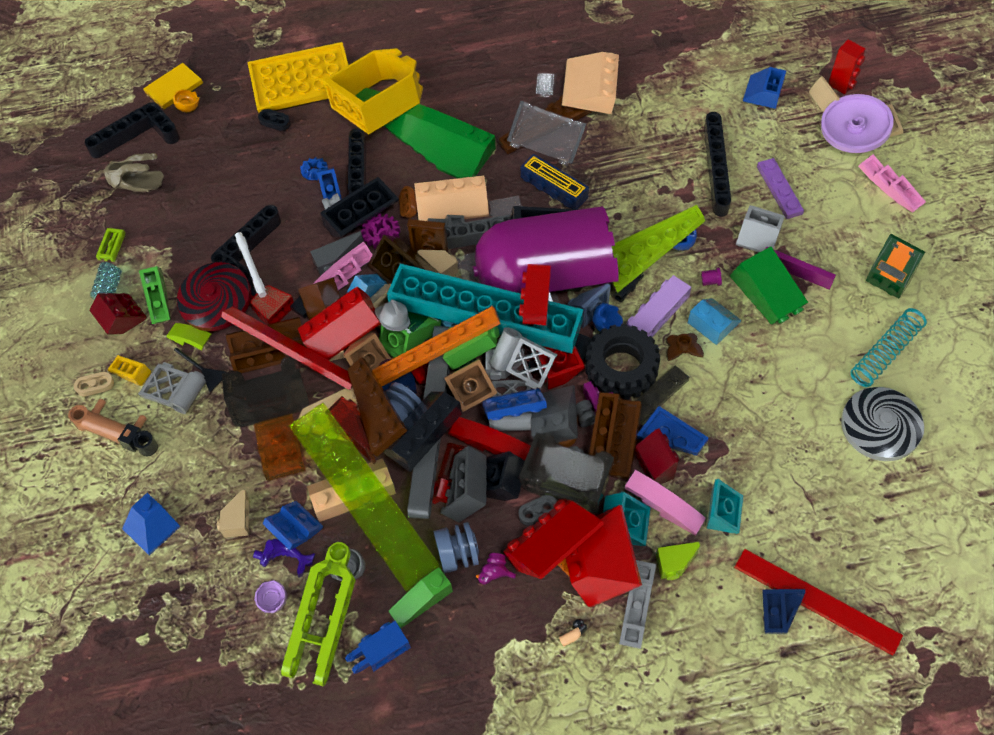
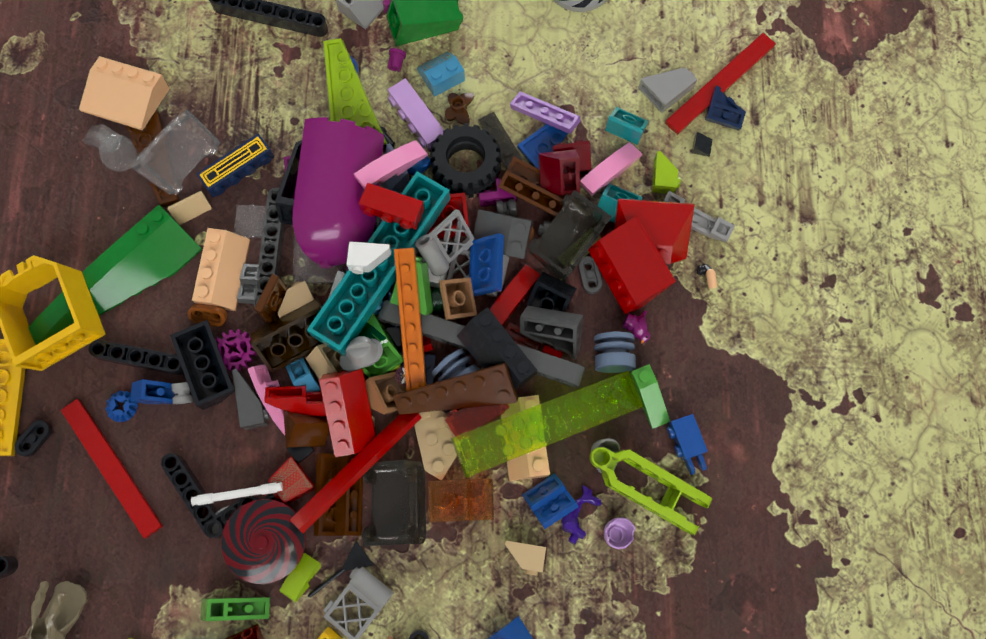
camera: 80 degrees left, 15 degrees up
(259, 178) = (112, 468): none -> red tile
(340, 277) = (295, 400): none -> red slope
(479, 286) = (366, 256): none -> white slope
(503, 161) = (189, 208): none -> tan slope
(537, 94) = (117, 152): none -> clear piece
(584, 287) = (390, 164): none -> bright pink slope
(635, 446) = (560, 172): none -> dark red slope
(702, 421) = (545, 112): none -> medium lavender plate
(730, 594) = (702, 145): none -> black slope
(785, 542) = (667, 87): none -> light grey slope

